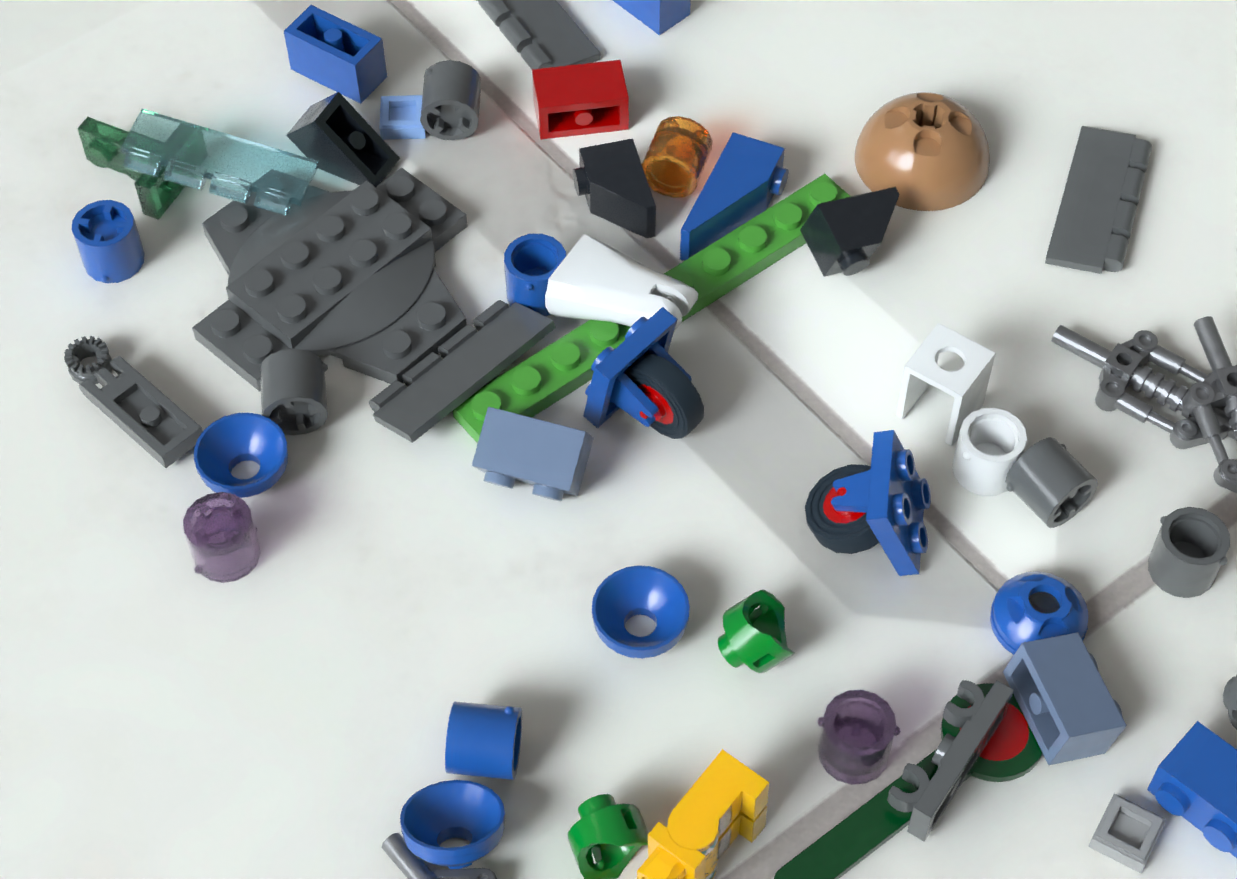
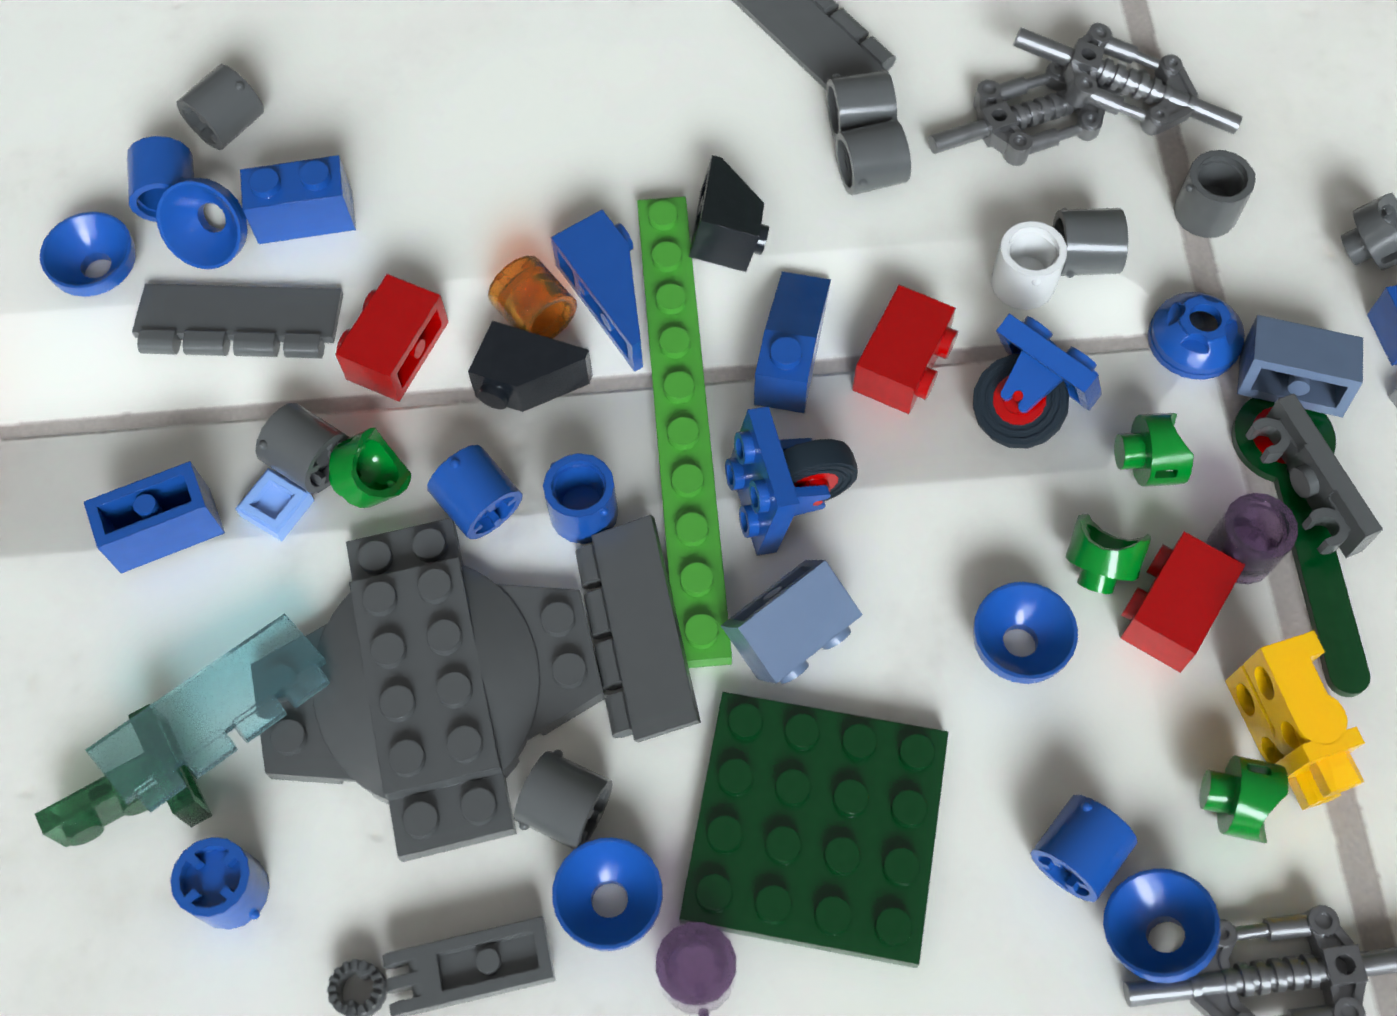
camera: 55 degrees left, 10 degrees up
(343, 142) = (271, 577): black slope -> none
(387, 567) = (817, 829): none -> dark green plate
(461, 142) = (367, 470): none -> green piece
(491, 210) = (474, 491): none -> blue piece
(612, 287) = (667, 437): white piece -> none
(759, 714) = (1181, 601): none -> red brick
(781, 332) = (791, 342): none -> blue slope
(835, 408) = (904, 350): none -> red brick
(883, 623) = (1153, 449): none -> green piece
(925, 150) = (667, 116): medium nougat piece -> none
(966, 384) = (927, 251): white piece -> none
(998, 294) = (873, 157): none -> dark grey piece
(1041, 261) = (860, 100): none -> dark grey piece

